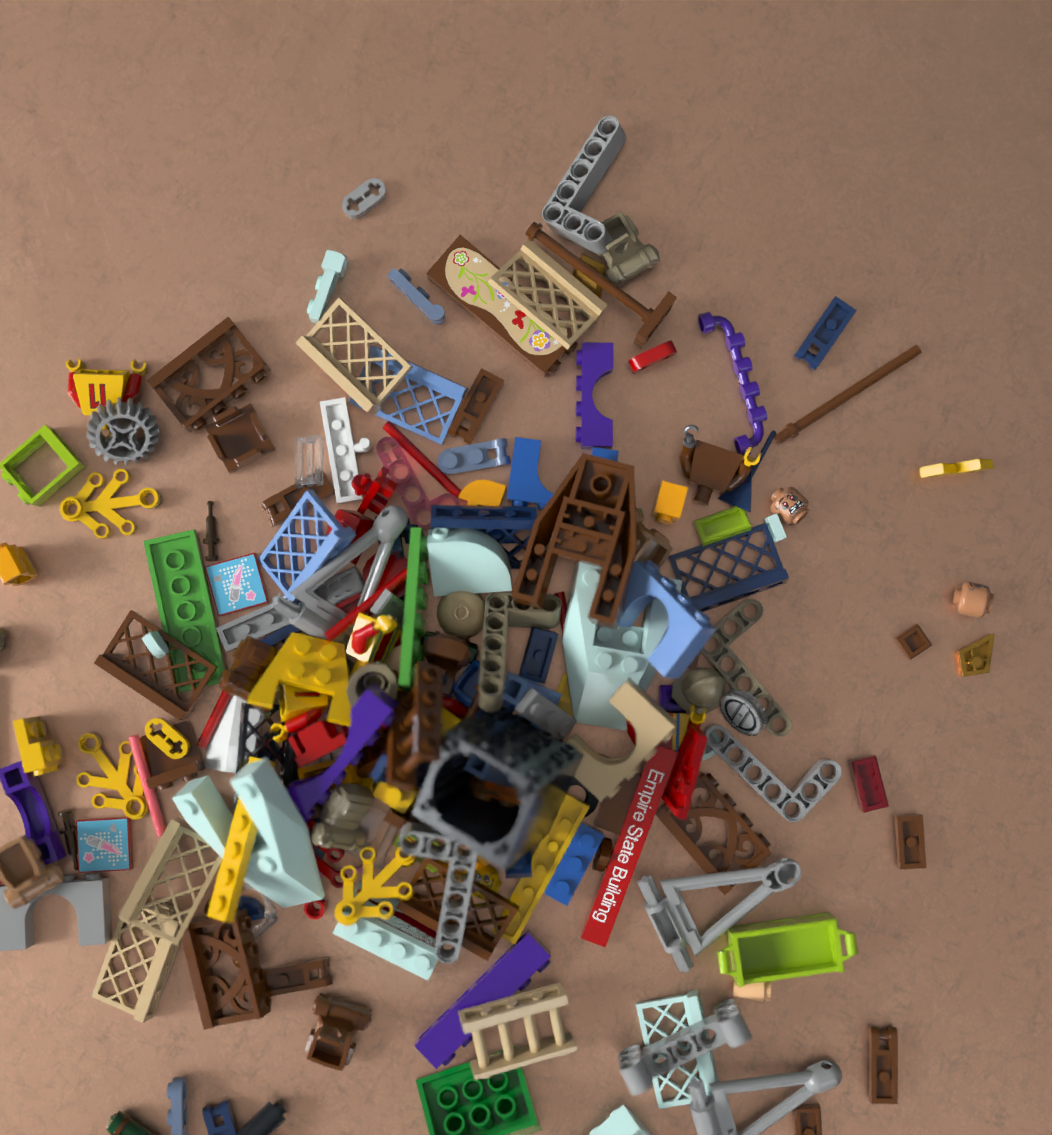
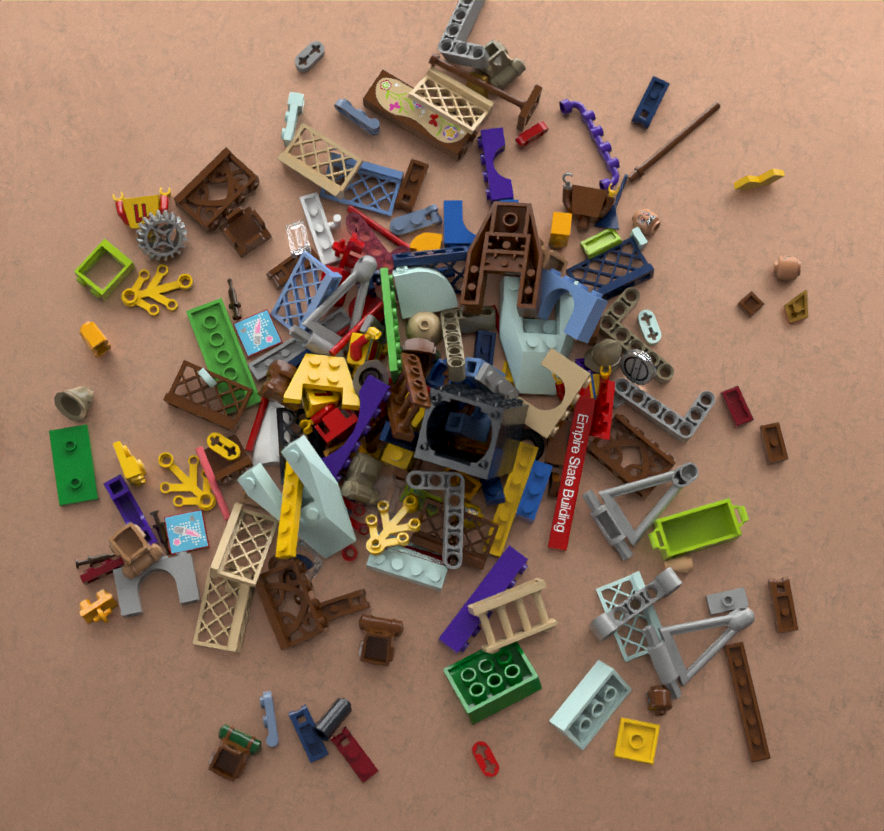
camera: 15 degrees left, 10 degrees down
(775, 654) = (653, 325): none -> light aqua beam
(808, 1047) = (726, 601): none -> light grey plate

